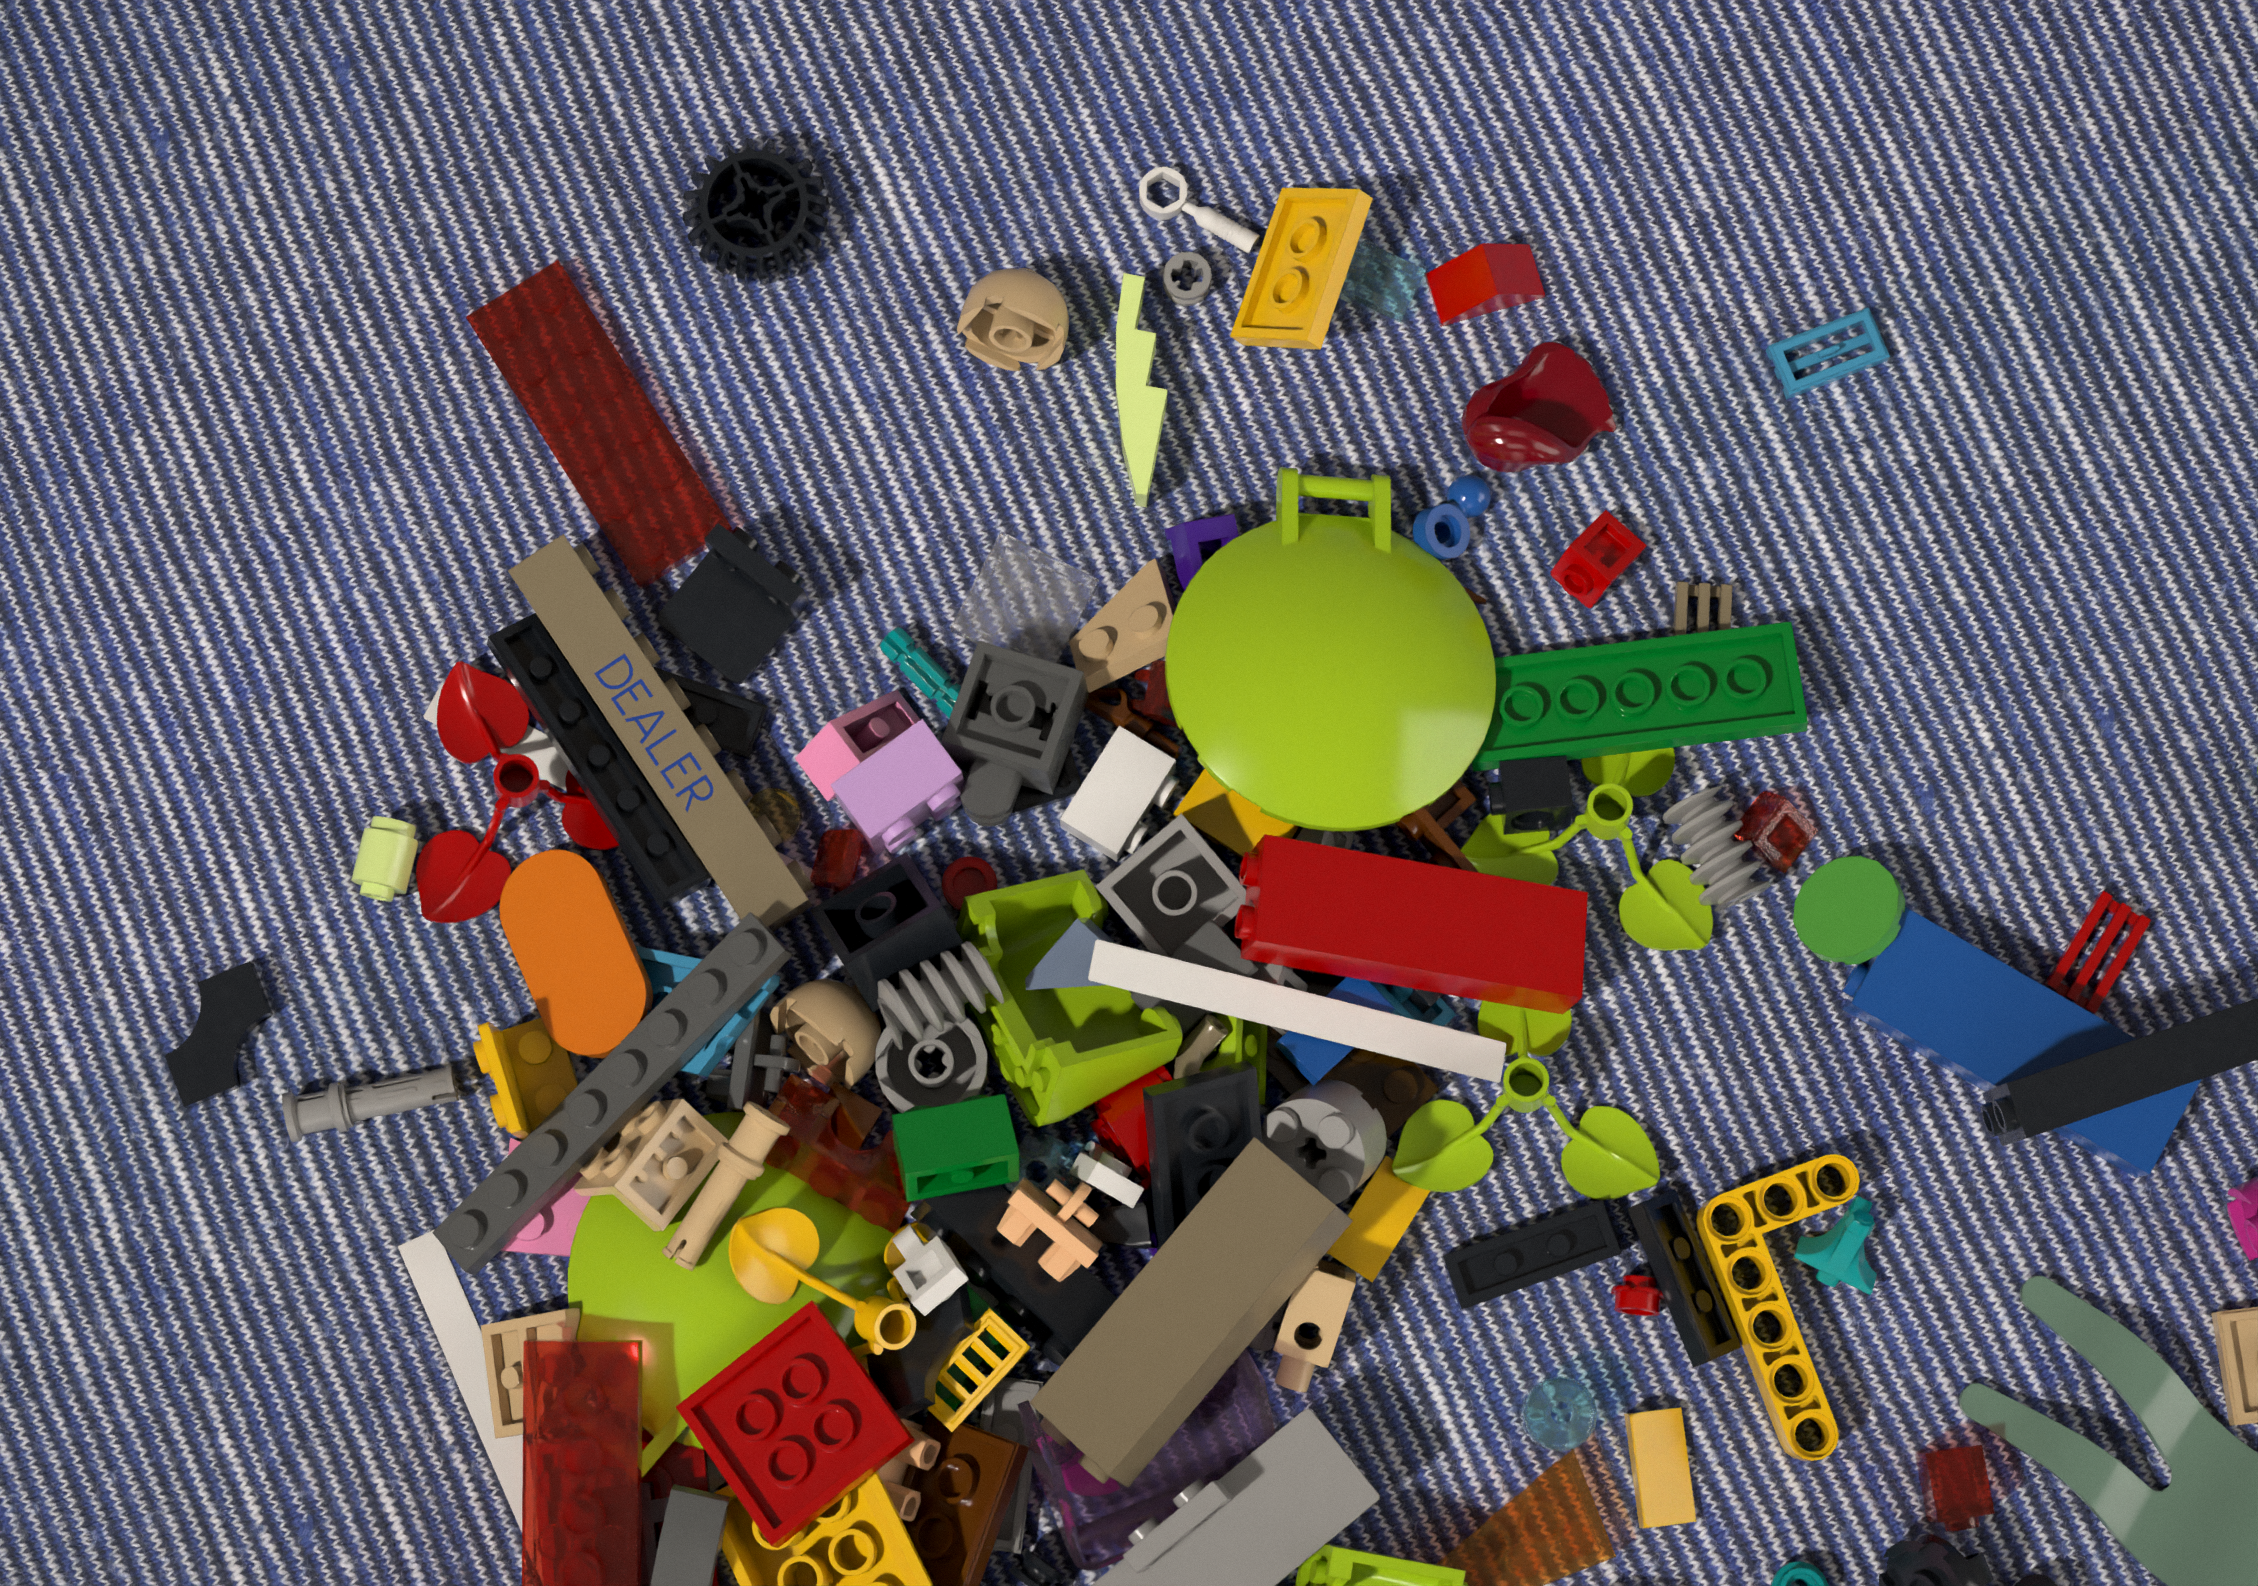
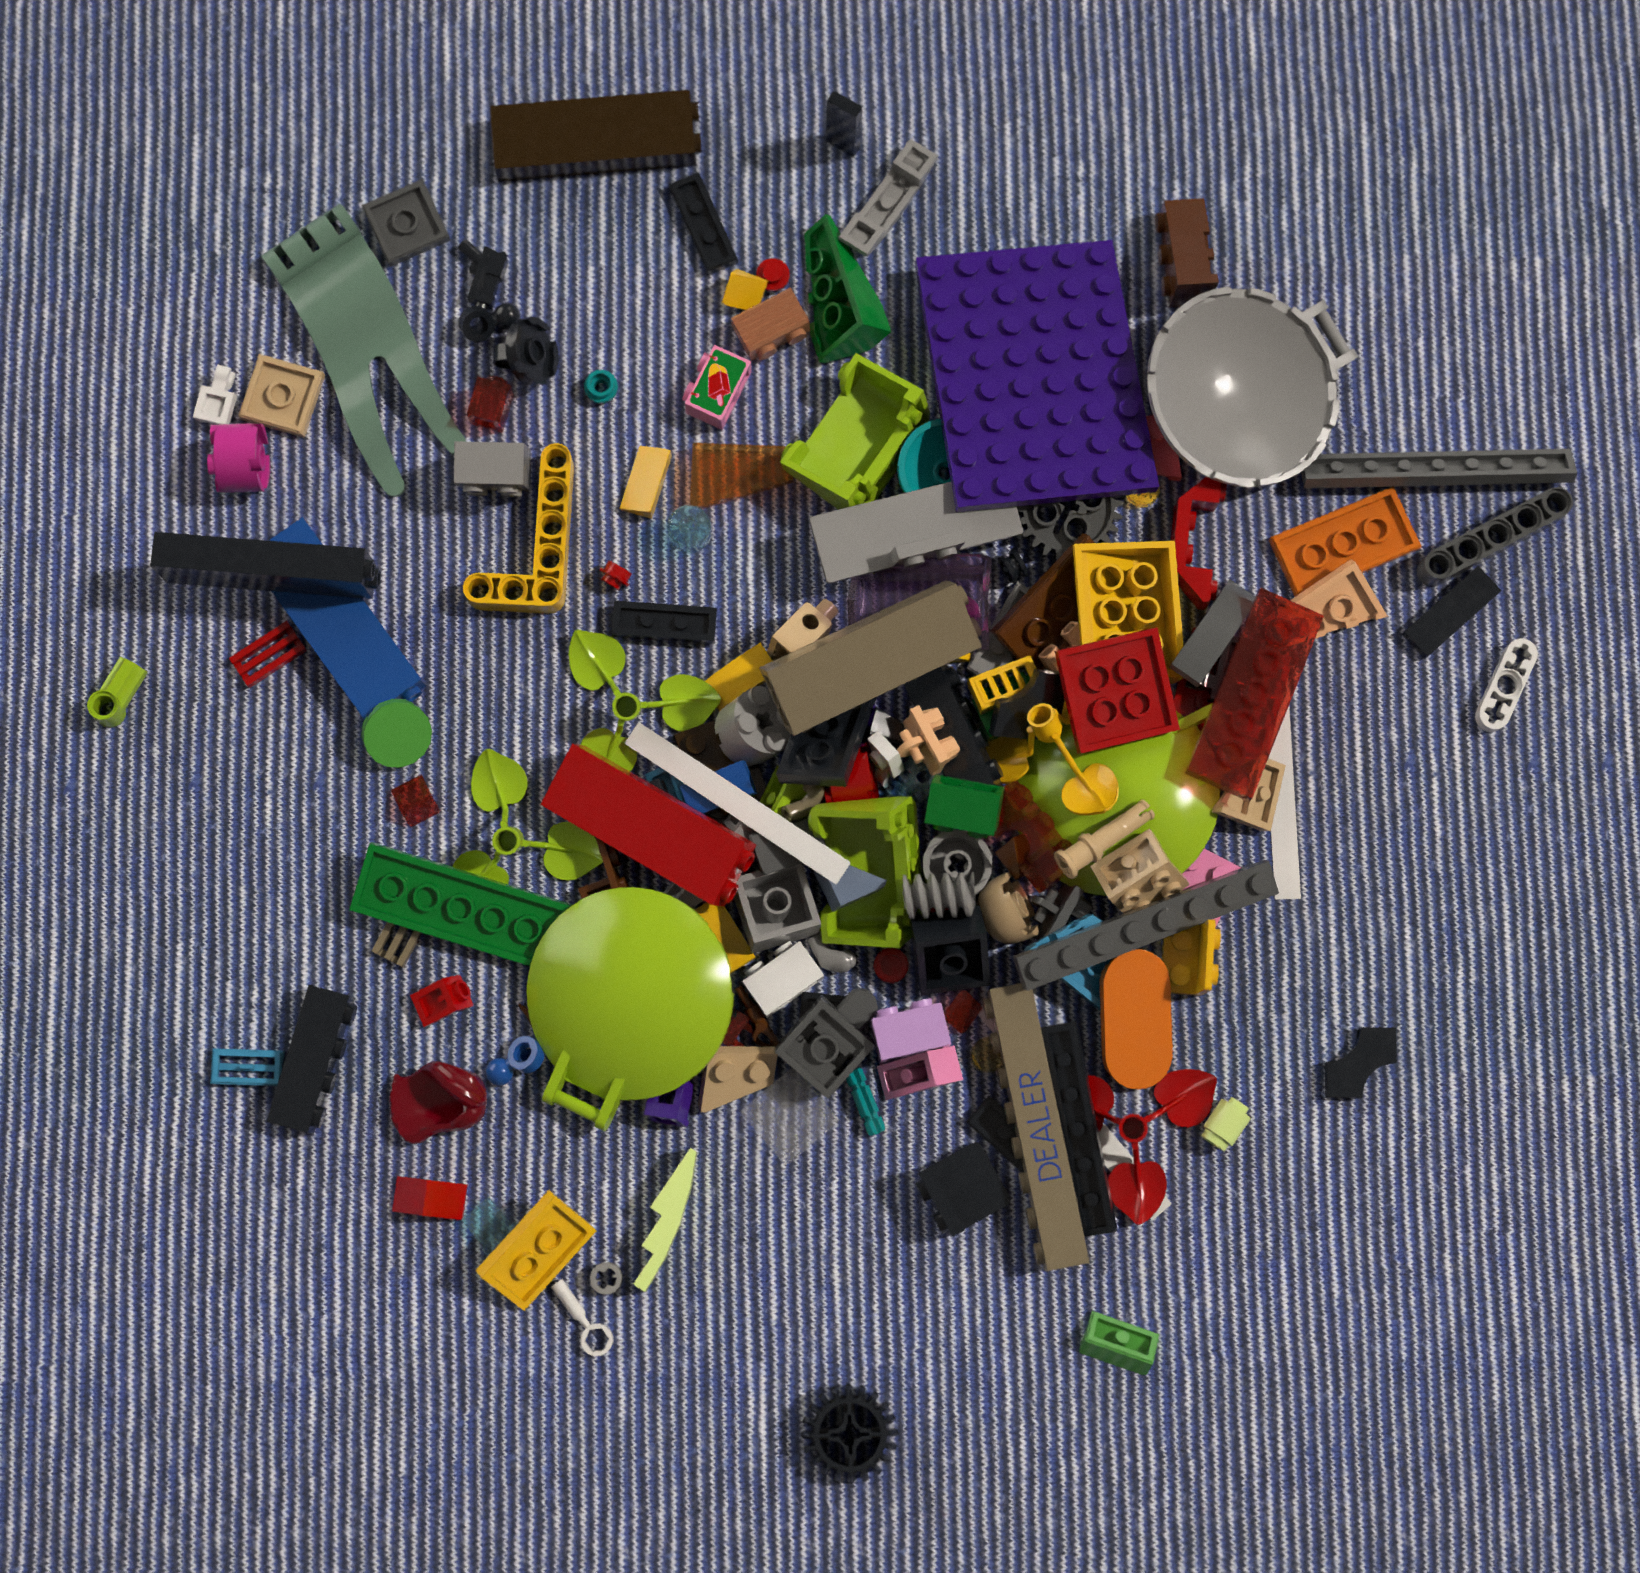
camera: 160 degrees left, 0 degrees up
(343, 1106) = (1302, 988): light grey pin -> none
(423, 492) = (1119, 1343): none -> bright green slope
(598, 423) = (998, 1341): clear red plate -> none
(929, 1270) = (1007, 742): white plate -> none
(1014, 319) = (720, 1296): tan cylinder -> none
(1061, 856) = (830, 958): none -> light grey arm
(1532, 795) = (545, 876): black brick -> none
(1684, 1278) = (585, 573): black tile -> none
(1714, 850) = (454, 798): light grey piece -> none
(1741, 398) = (311, 1060): none -> black brick
(1841, 1250) = (491, 553): teal piece -> none
(1901, 1374) = (492, 467): none -> light grey brick

